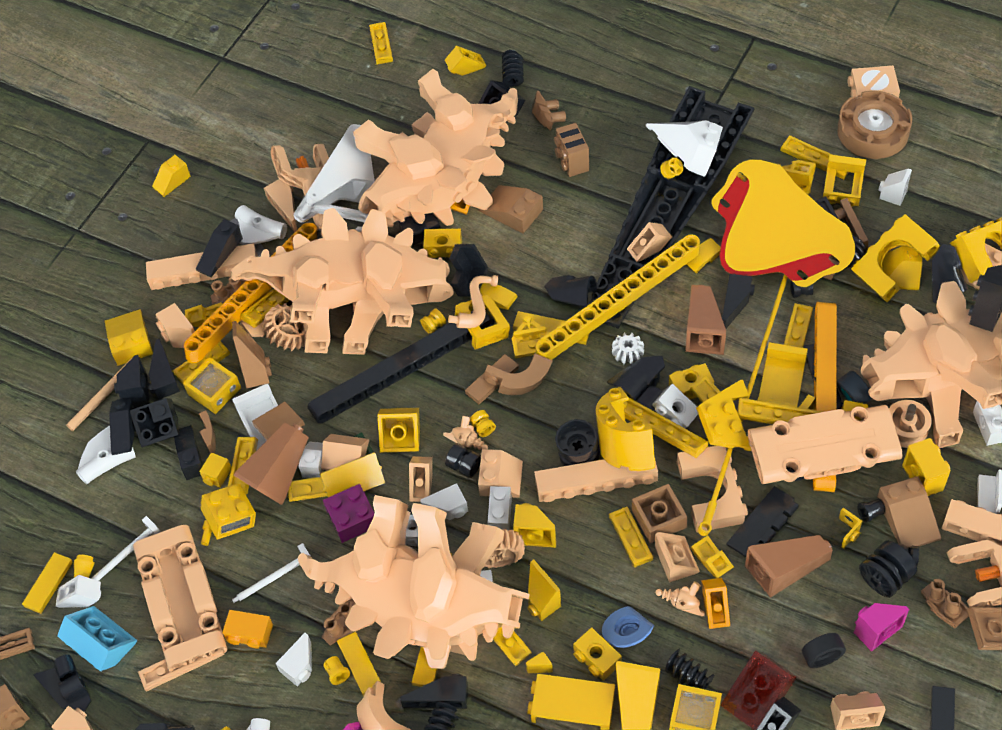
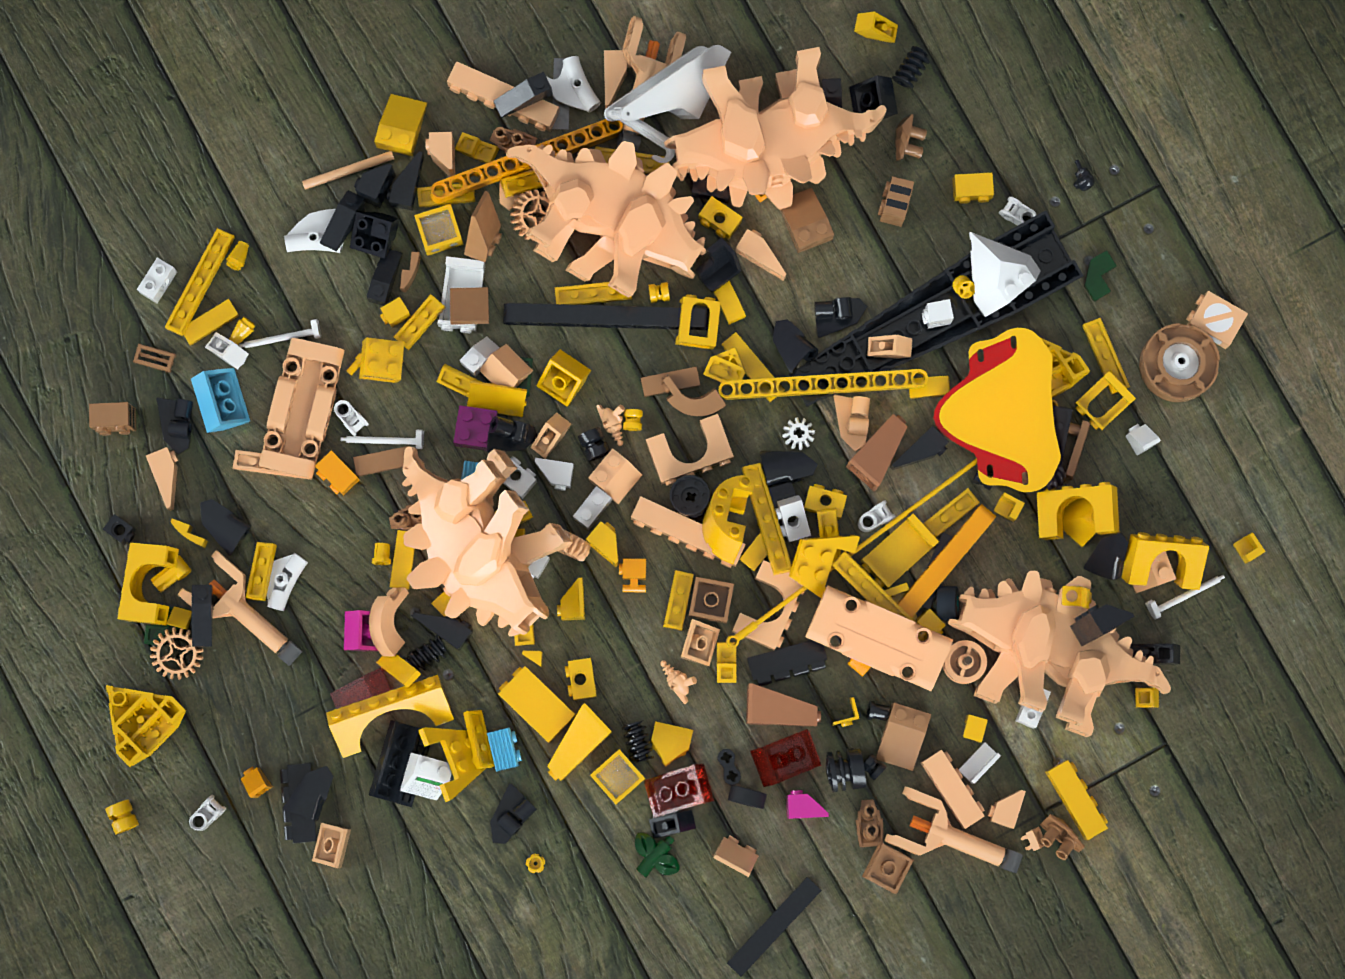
camera: 25 degrees right, 25 degrees up
(18, 556) = (199, 282): none -> yellow tile
(42, 514) = (238, 256): none -> yellow cone
(232, 577) = (352, 419): none -> white piece
(275, 463) = (439, 347): nougat slope -> none
(284, 594) = (379, 461): none -> medium nougat tile
(297, 661) = (358, 527): white slope -> none
(386, 487) = (509, 435): none -> black panel
(387, 348) = (588, 294): none -> yellow tile
(477, 317) = (693, 322): light nougat animal -> none
(496, 247) = (757, 251): none -> light nougat slope
(541, 438) = (671, 469): none -> light nougat arch
(574, 536) = (633, 570): none -> light orange brick
(588, 252) = (837, 314): none -> black panel
(621, 112) = (973, 187): none -> yellow brick
(626, 628) = (617, 675): medium blue hat -> none
(663, 313) = (853, 419): none -> light nougat panel
(666, 456) = (755, 553): none -> yellow slope
(668, 108) = (1017, 212): none -> white piece
(668, 193) = (938, 314): none -> white brick
(698, 61) = (1084, 178): none -> black piece
(715, 602) = (699, 701): light orange slope -> none
(717, 654) = (670, 741): none -> yellow slope
(741, 366) = (878, 515): none -> white piece
(763, 117) = (1094, 282): none -> dark green tile
(785, 639) = (729, 766): none -> black axle
(827, 599) = (785, 758): none -> clear red slope
(839, 293) = (1009, 507): none -> yellow panel
(925, 461) = (945, 710): yellow brick -> none
(960, 293) = (1083, 599): none -> yellow bracket
(962, 466) = (975, 728): none -> yellow panel

